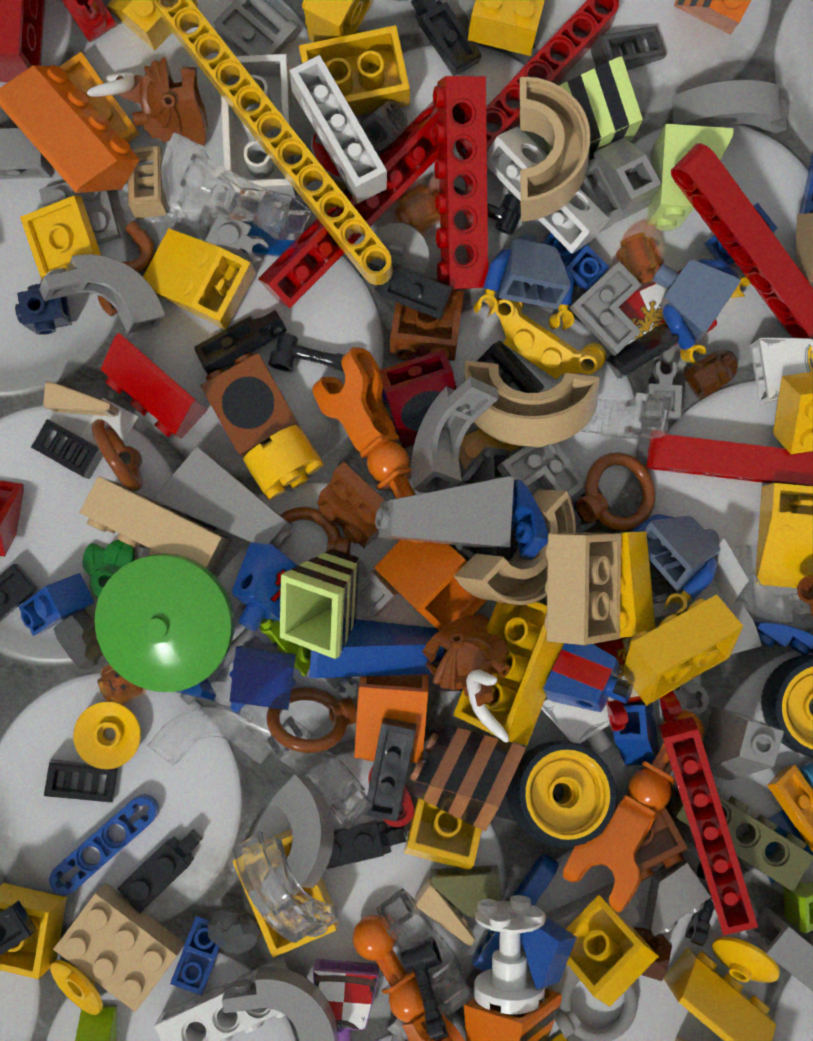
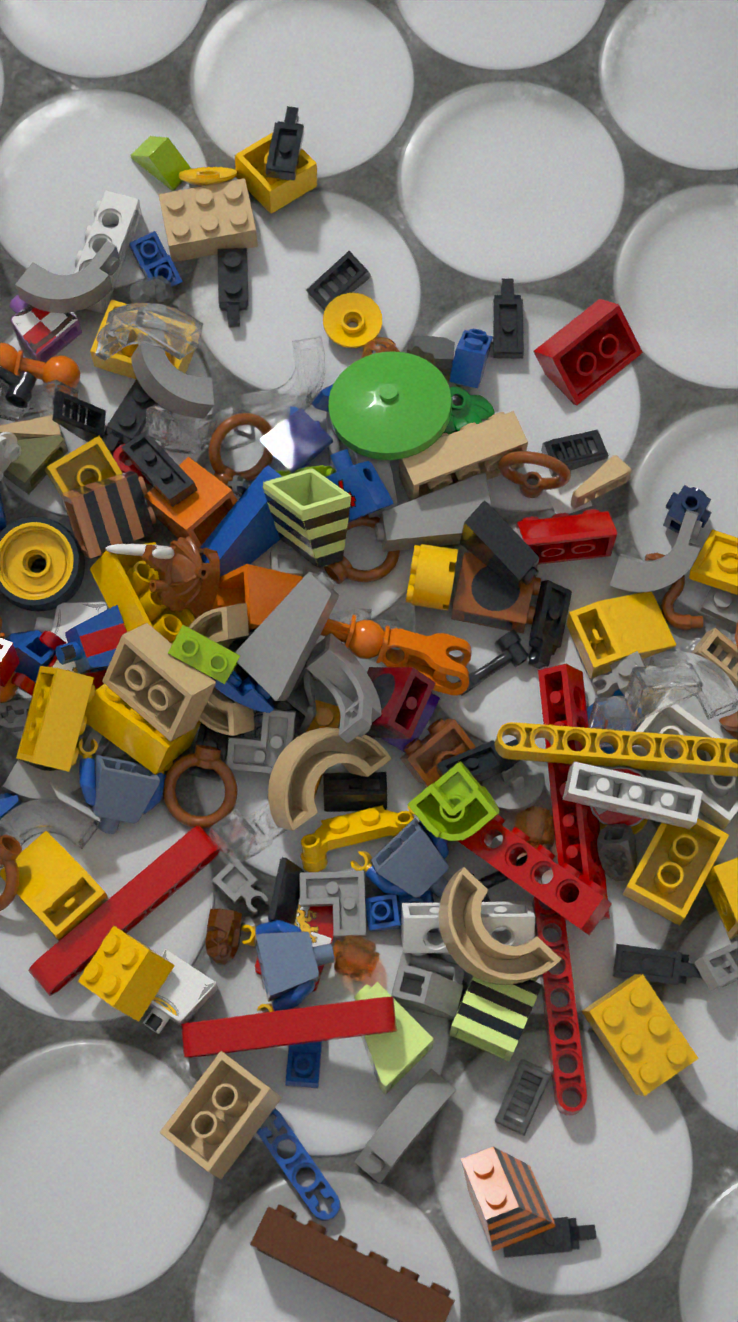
camera: 130 degrees right, 15 degrees down
(105, 845) = (283, 264): blue beam -> none
(213, 420) = (499, 546): none -> black slope
(351, 505) = (368, 594): dark orange plate -> none
(388, 869) = (94, 416): none -> black slope
(467, 264) = (454, 805): none -> lime brick
(536, 564) = (204, 654): none -> lime hinge

